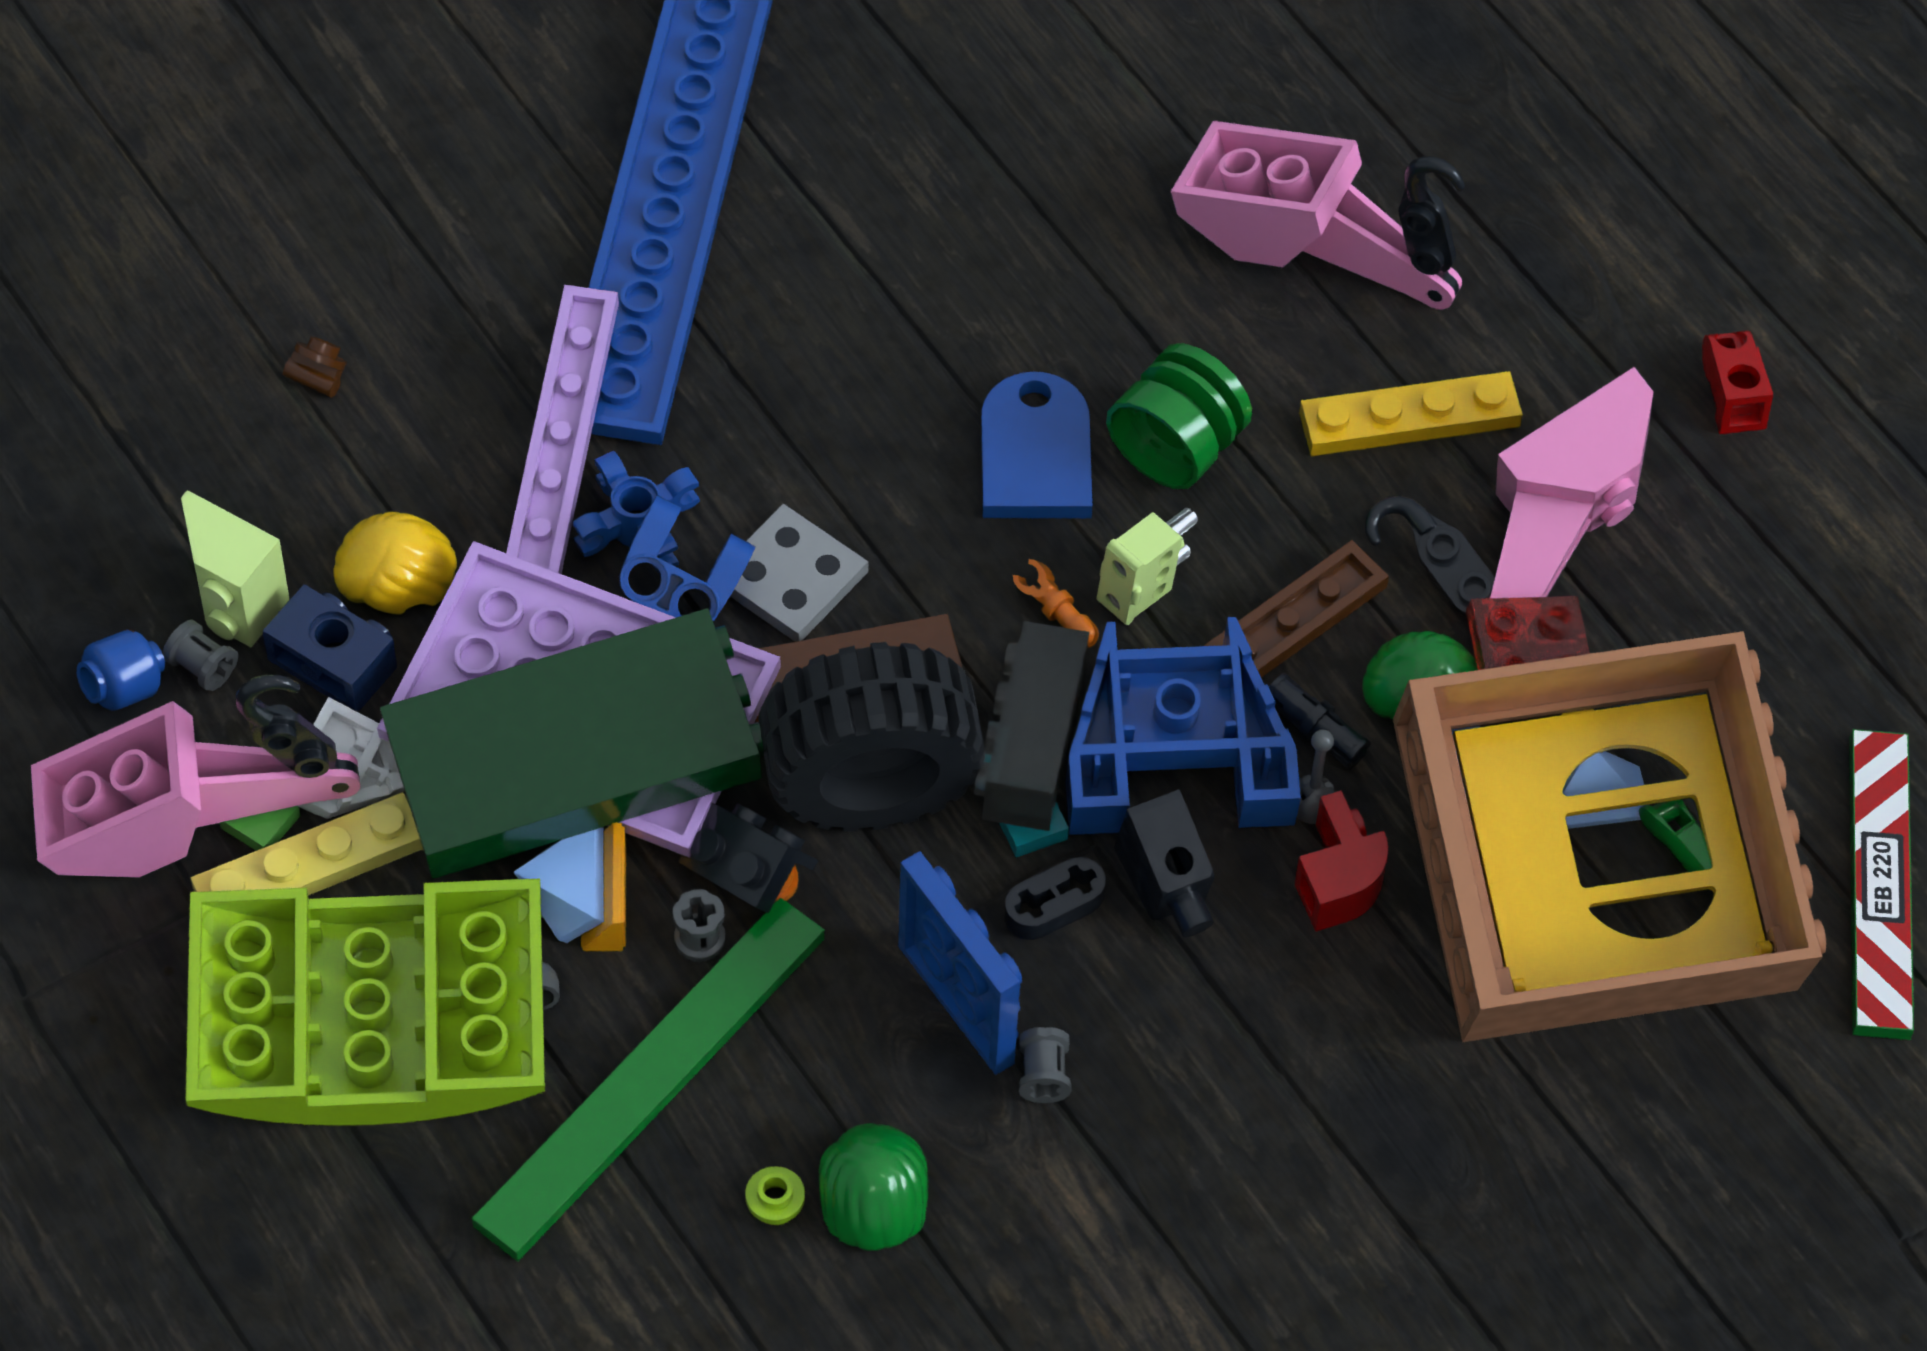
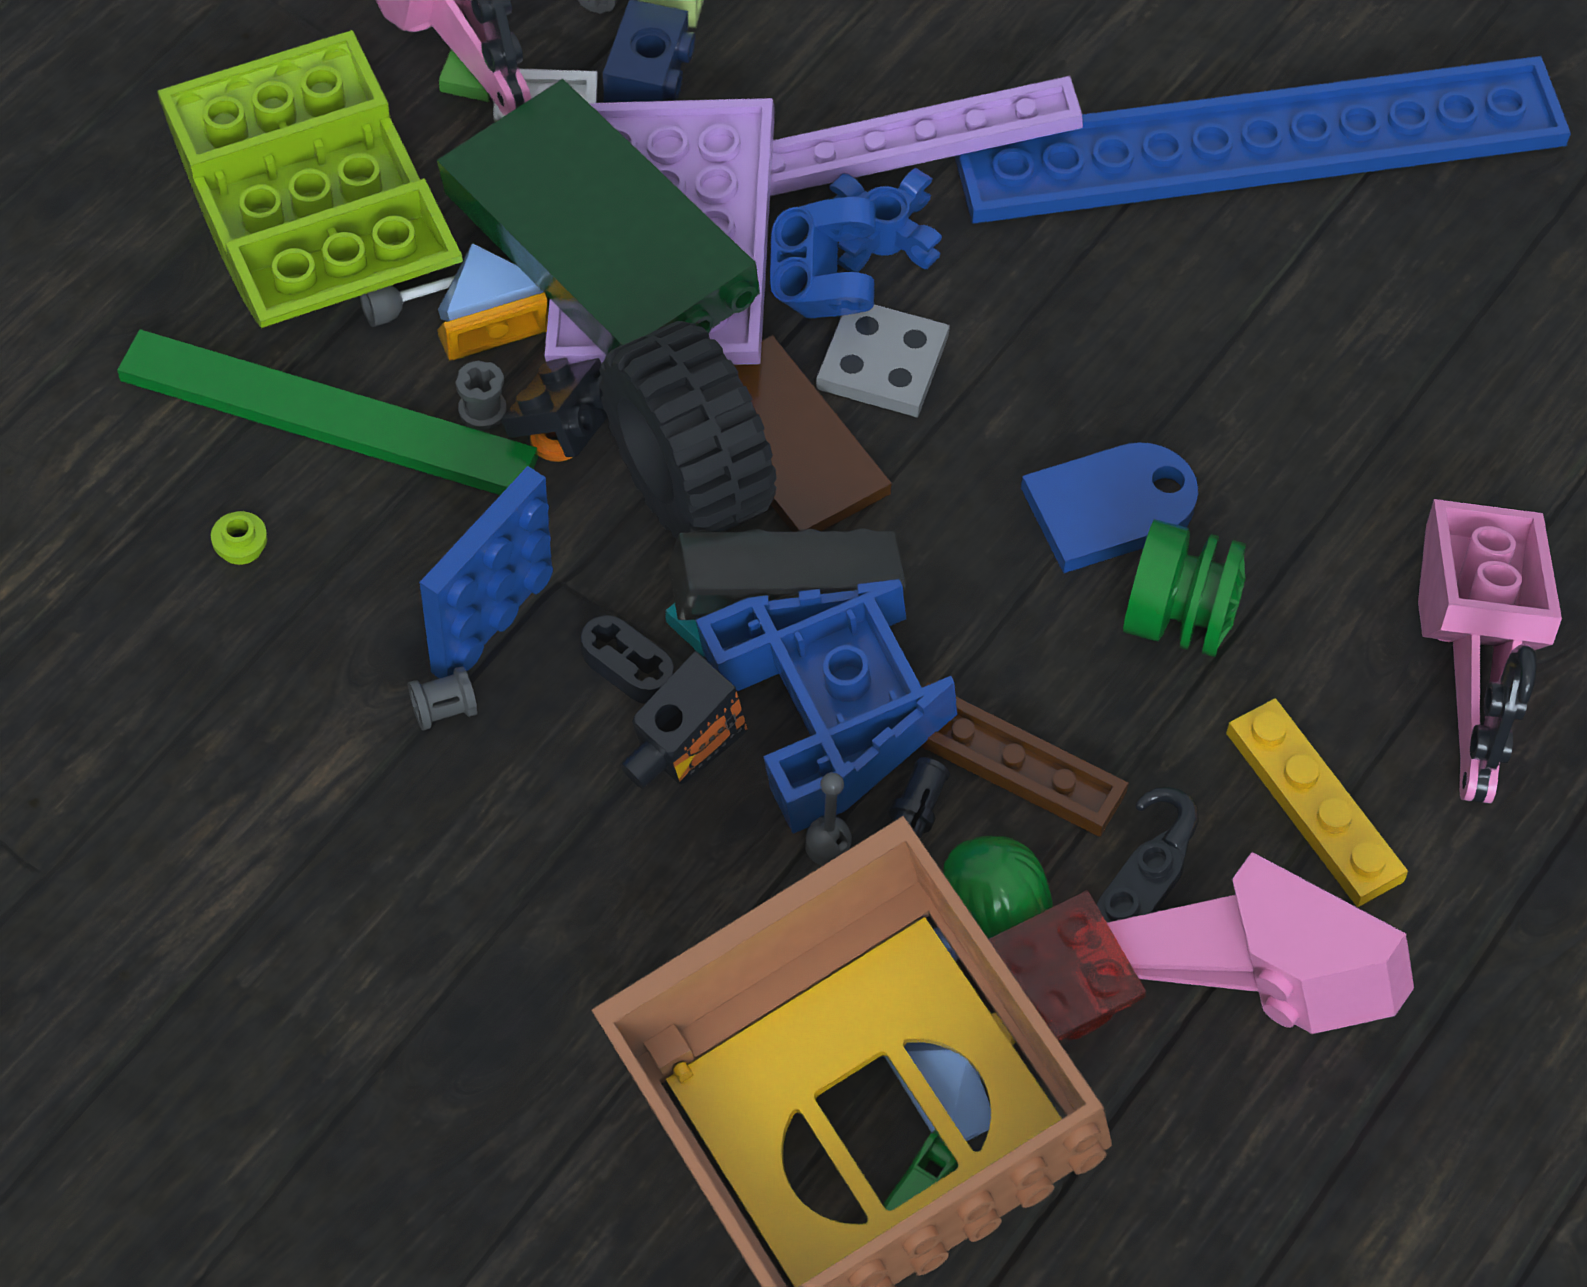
camera: 70 degrees right, 0 degrees up
(324, 853) = (424, 101): light yellow plate -> none
(394, 563) = (753, 65): yellow piece -> none
(873, 1187) = (270, 603): green piece -> none
(1056, 603) = (945, 567): orange piece -> none
(1143, 564) = (1008, 612): yellowish green piece -> none
(1348, 873) = (735, 880): red brick -> none
(1737, 382) = (1507, 1084): red leg -> none

